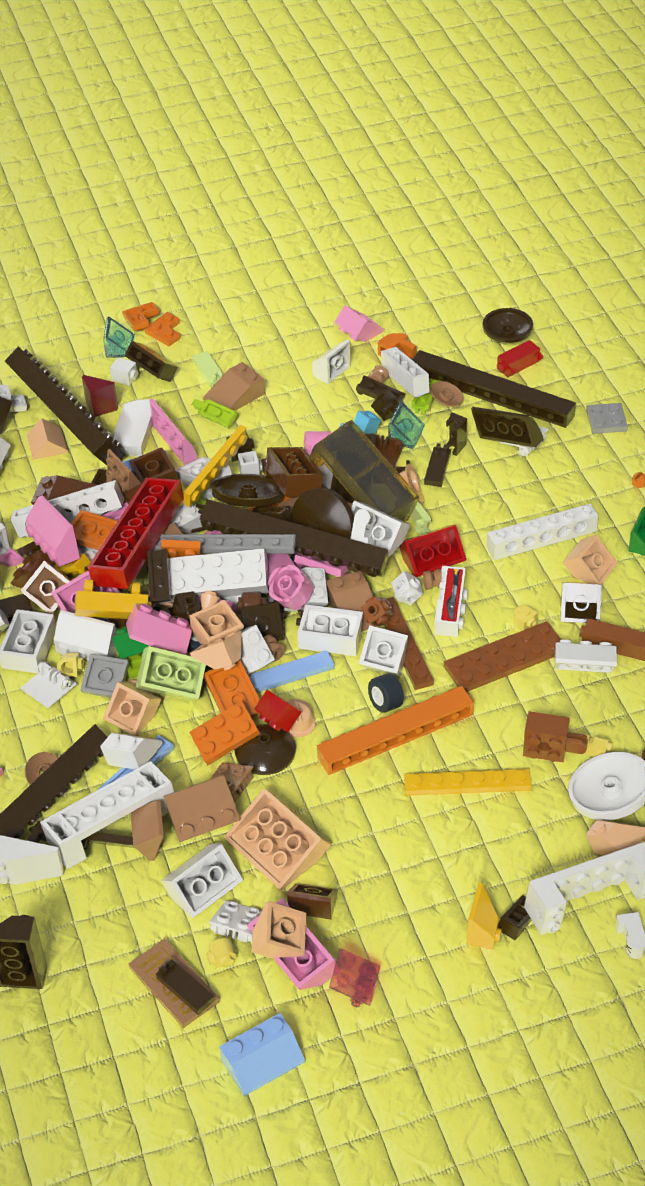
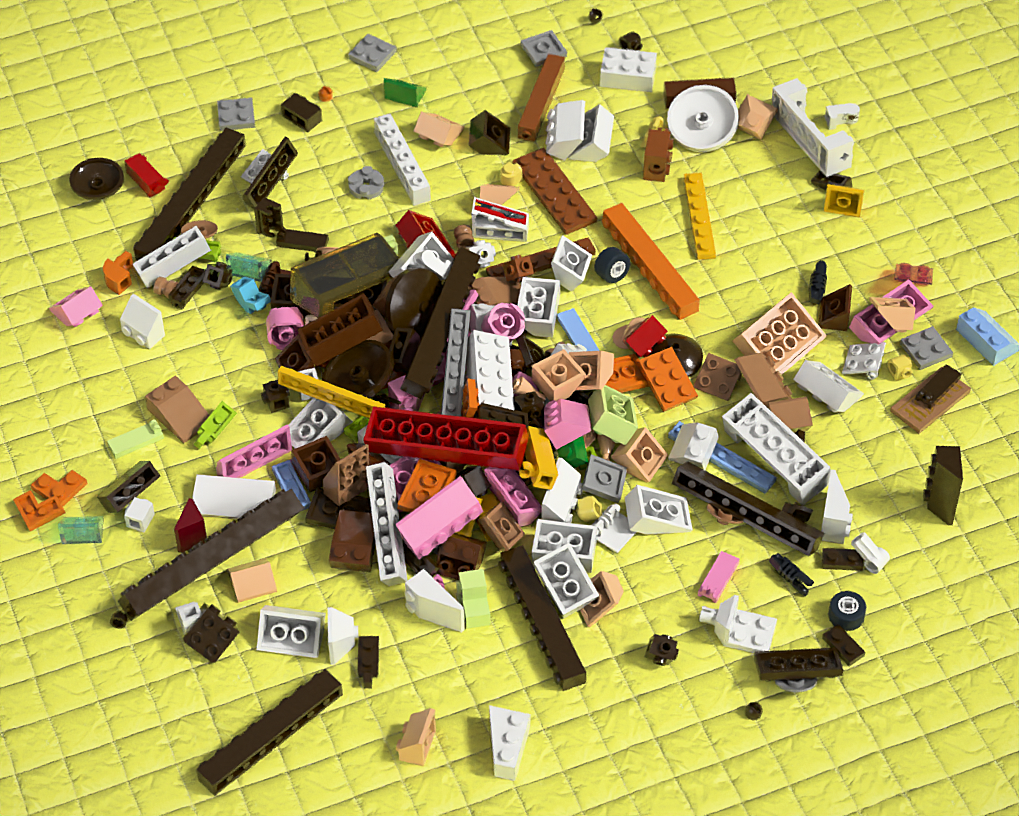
camera: 95 degrees left, 5 degrees up
(56, 717) = (657, 511): none -> white slope
(252, 988) = (926, 348): none -> light grey plate
(355, 884) = (818, 282): none -> black hinge
(494, 603) = (497, 193): none -> light nougat slope
(513, 502) = (366, 175): none -> light grey plate
(584, 689) = (596, 137): none -> white slope
(607, 460) = (301, 112): none -> dark brown brick

